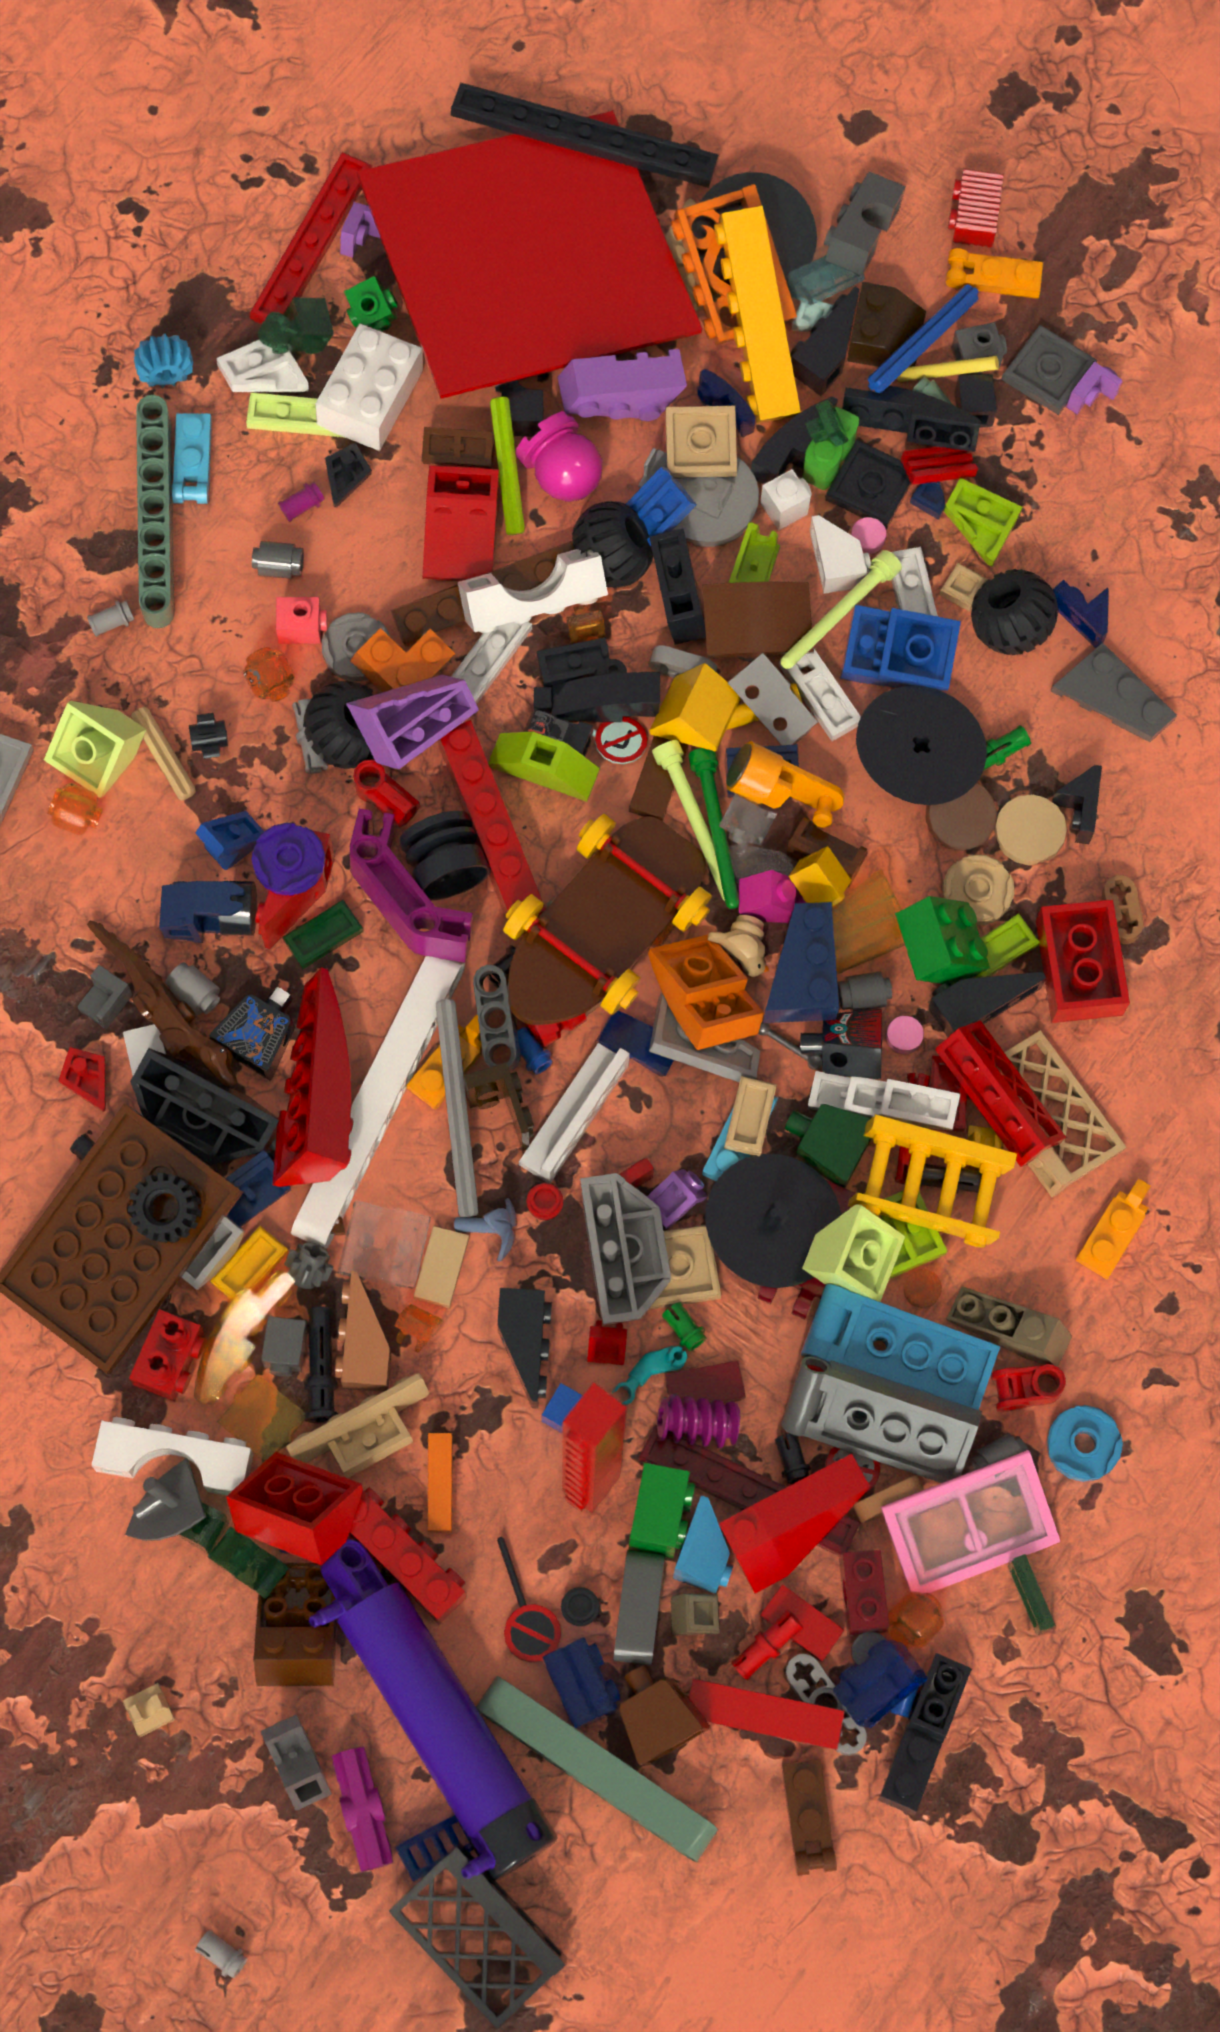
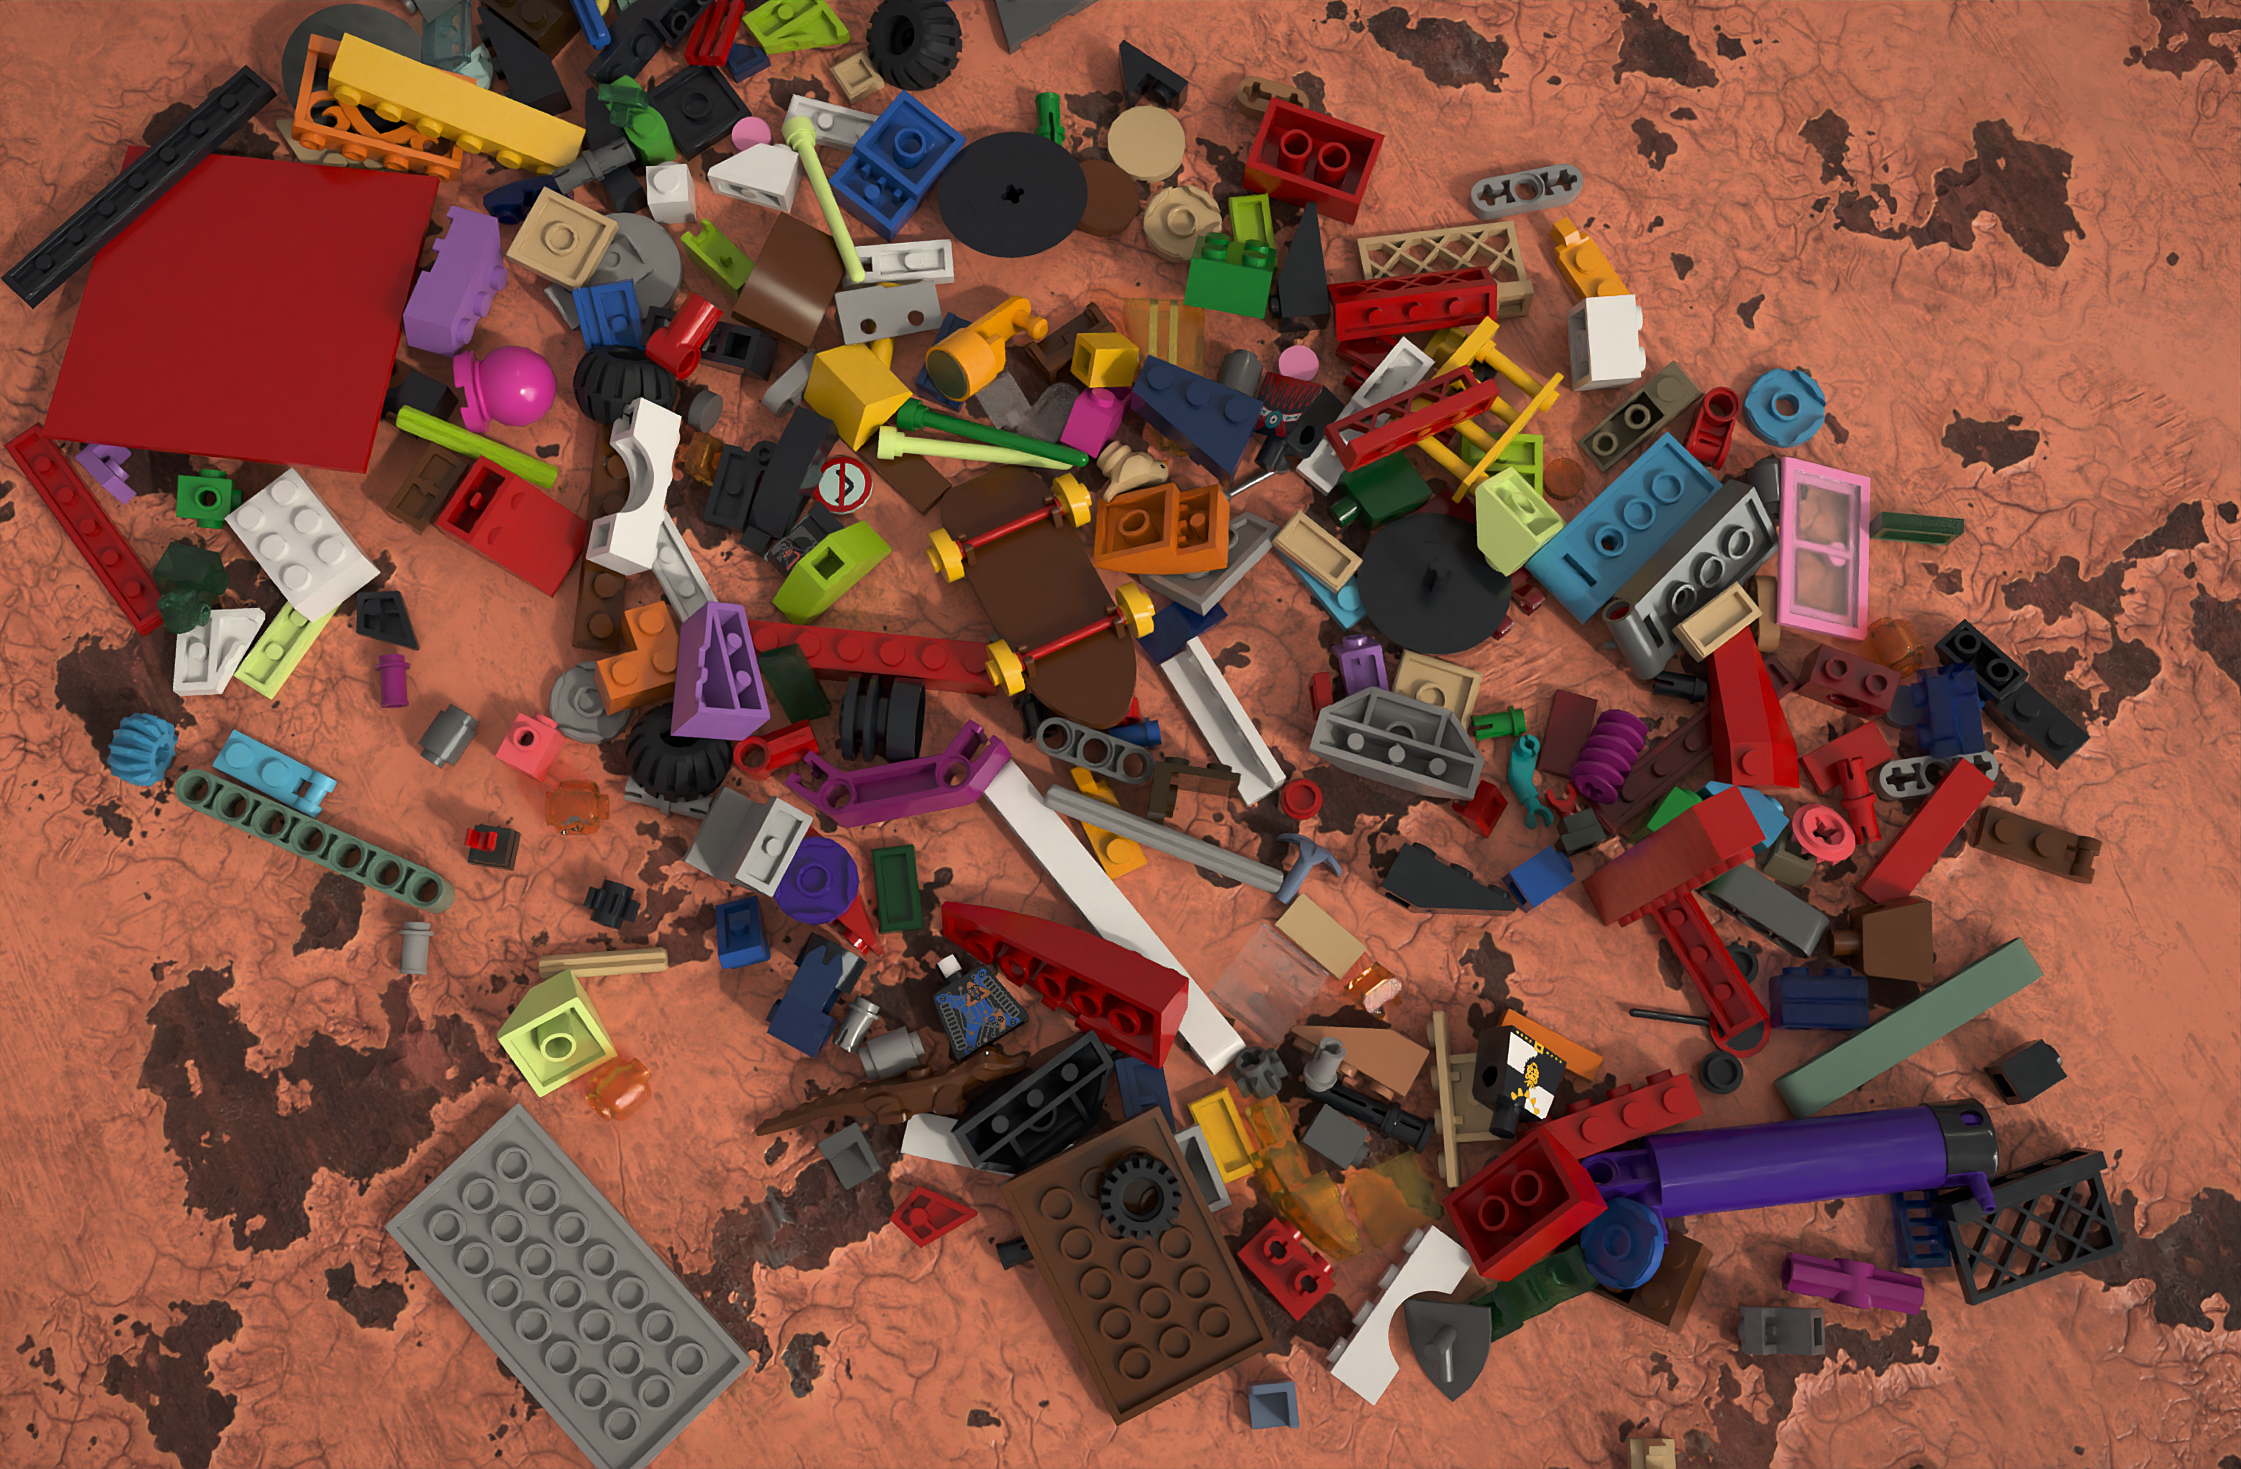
camera: 65 degrees left, 5 degrees up
(61, 1394) = (1272, 1403): none -> sand blue panel
(204, 953) = (856, 1024): none -> light grey pin
(211, 632) = (492, 846): none -> pearl dark grey piece
(297, 799) = (748, 841): none -> light grey panel
(302, 1595) = (1623, 1244): none -> blue tile
(332, 1308) = (1321, 1071): none -> light grey pin
(394, 1459) = (1514, 1078): none -> black torso
(439, 777) = (794, 683): none -> clear green tile
(485, 1631) = (1721, 1072): none -> black plate
(573, 1571) = (1709, 965): none -> red tile
(607, 1882) = (2026, 1071): none -> black brick
(625, 611) = (705, 410): none -> dark grey tile
(635, 1426) = (1576, 830): none -> pearl dark grey piece
(658, 562) = (679, 344): none -> red piece
(738, 1629) = (1825, 822): none -> coral gear
(771, 431) = (593, 165): none -> dark grey pin
(854, 1456) = (1717, 621): none -> tan tile
(881, 1130) = (1412, 425): none -> red fence
(1047, 1260) = (1605, 342): none -> white brick
(1156, 1161) = (1555, 196): none -> light grey beam

